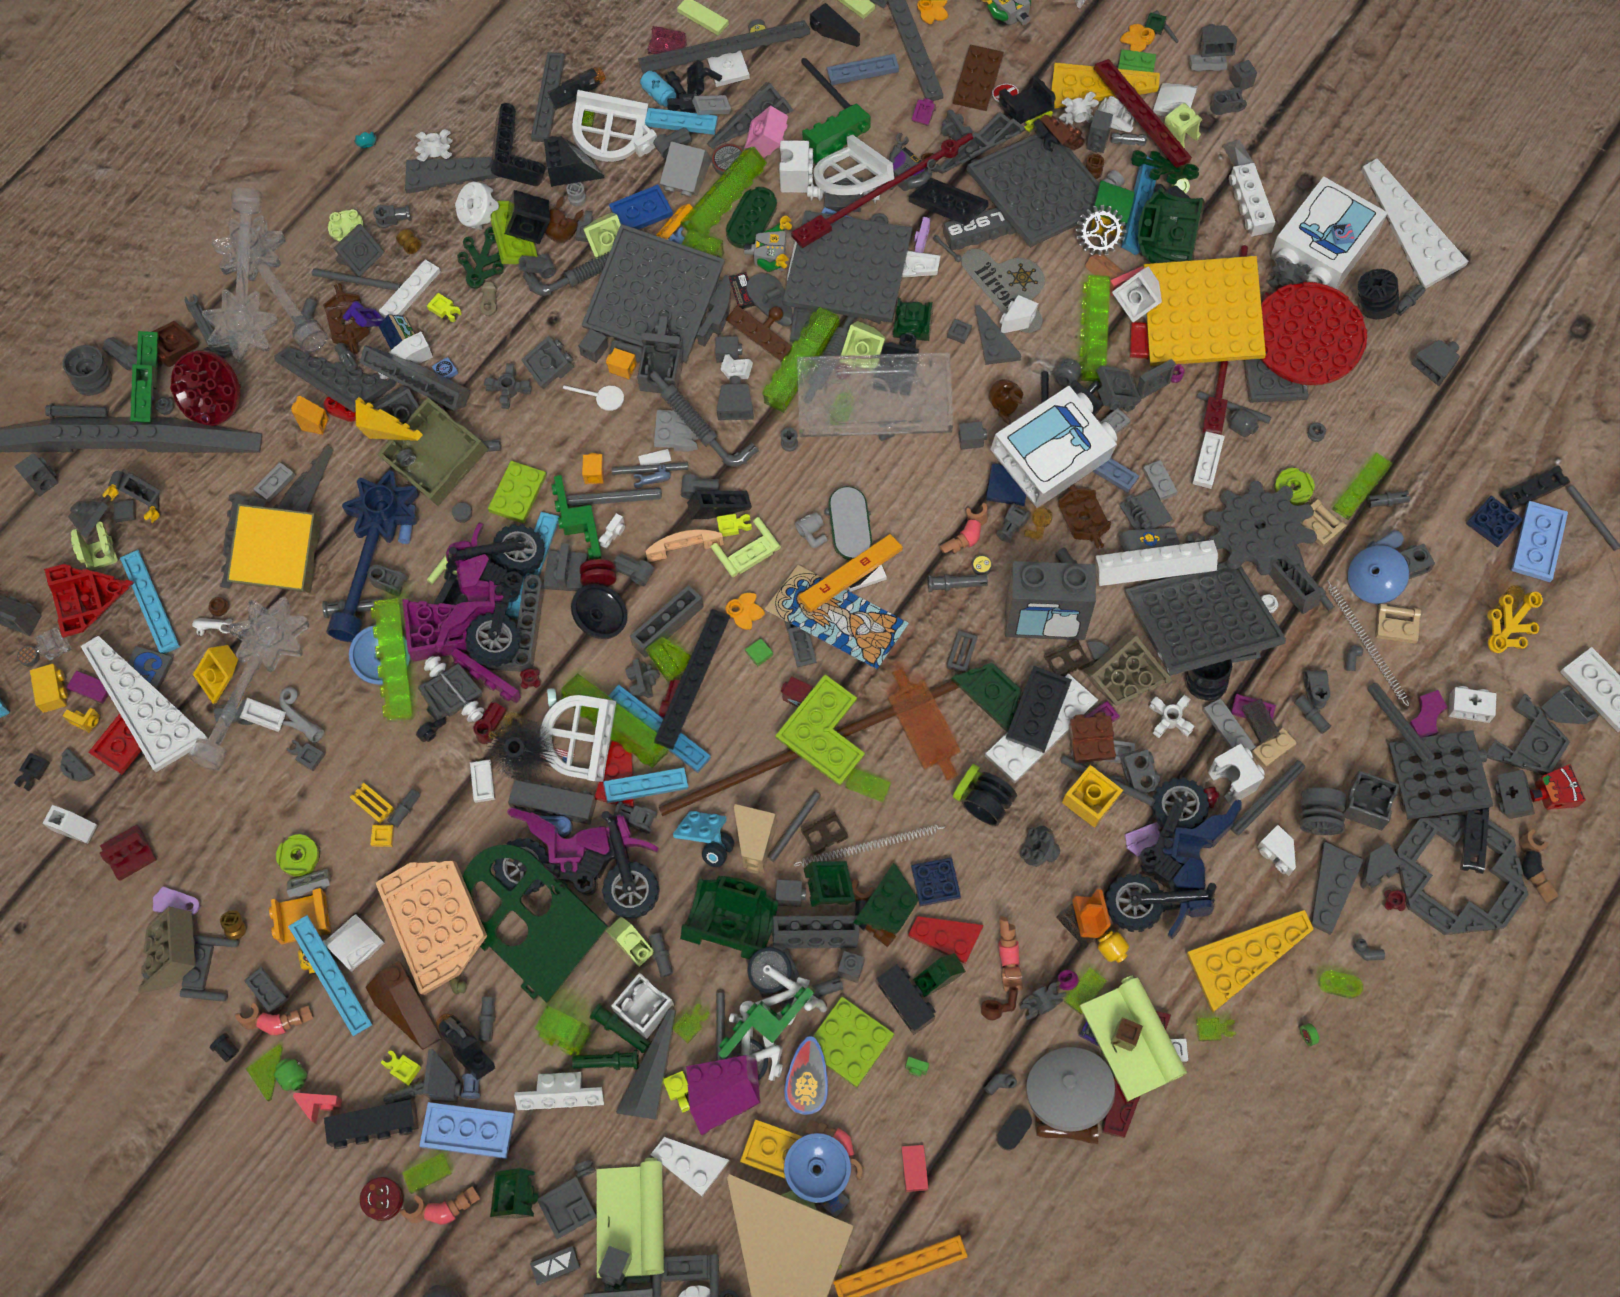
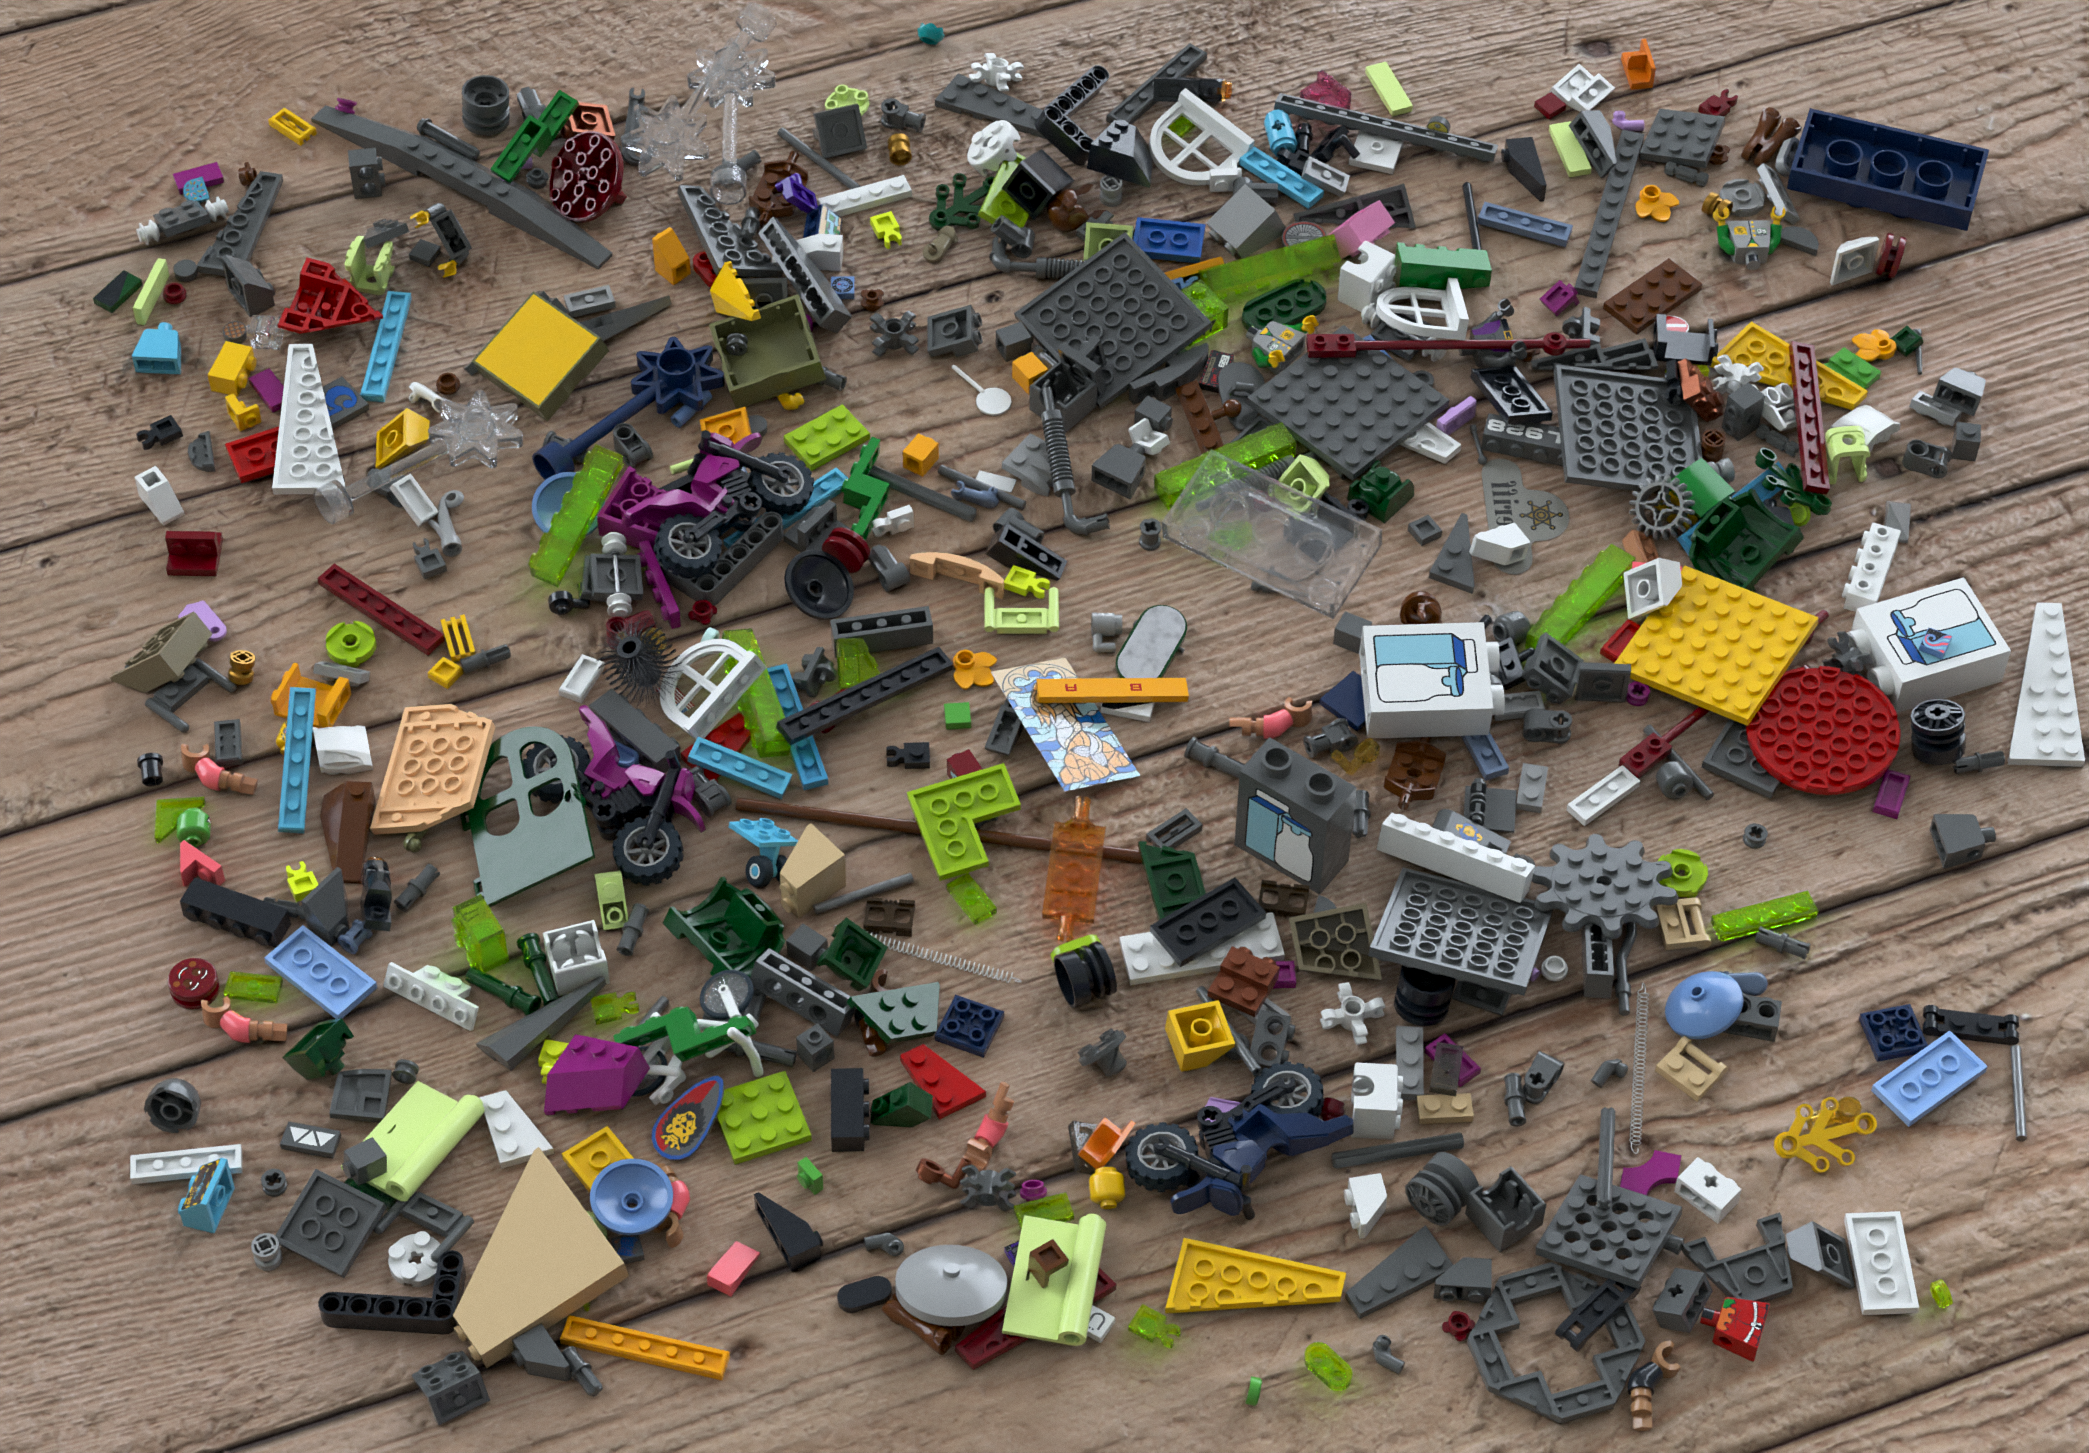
camera: 30 degrees right, 15 degrees down
(300, 815) = (381, 609): none -> dark red plate
(446, 528) = (729, 424): none -> light orange plate
(472, 372) = (872, 299): none -> reddish brown plate
(473, 480) = (790, 402): none -> yellow arm
(752, 700) = (914, 755): none -> black plate
(937, 1119) = (789, 1232): none -> black slope
(1139, 430) = (1544, 726): none -> dark grey piece
(1375, 354) = (1891, 794): none -> magenta tile

